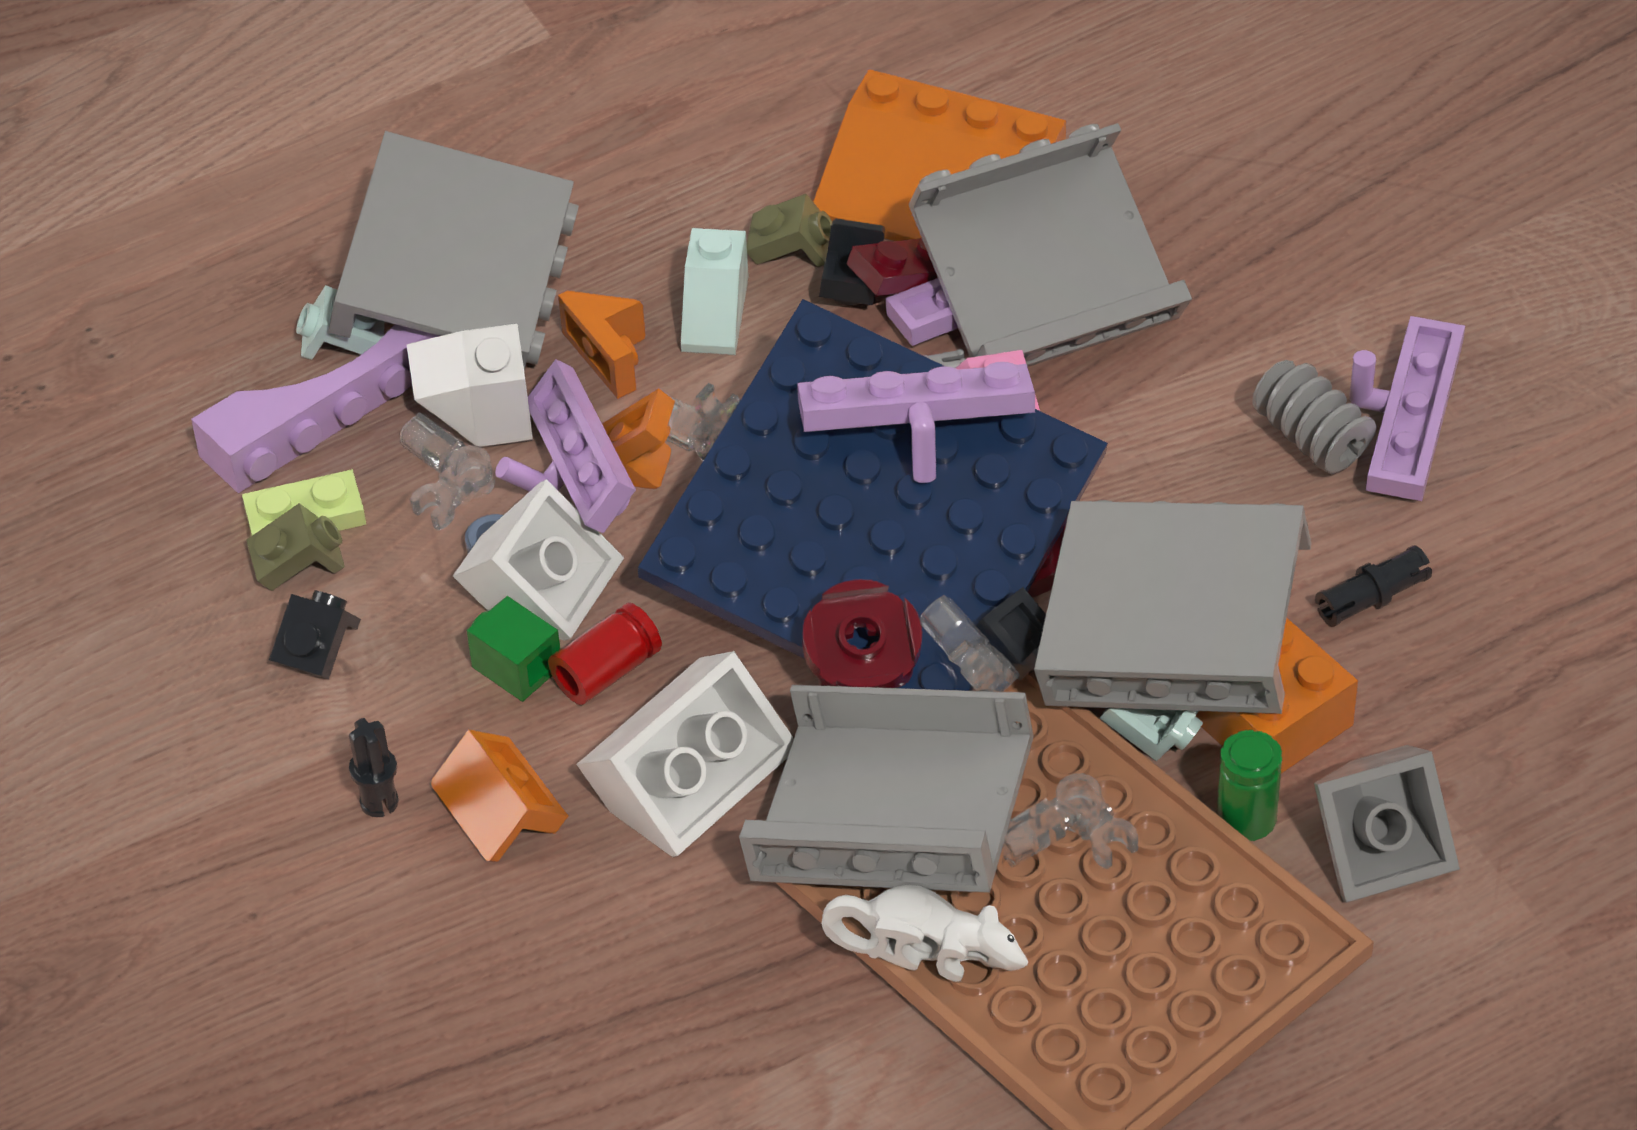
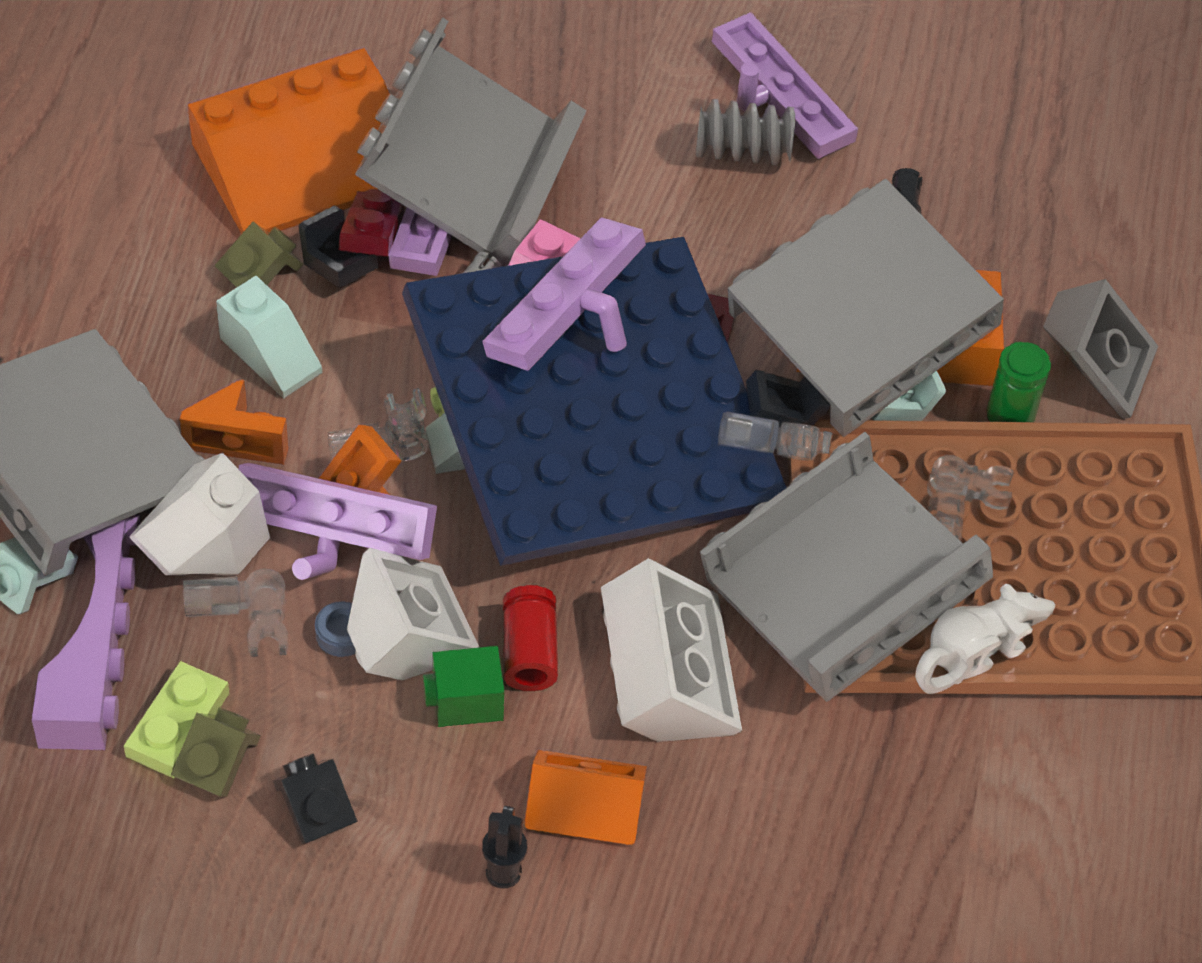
camera: 55 degrees left, 5 degrees up
(883, 615) = (689, 506): dark red plate -> none

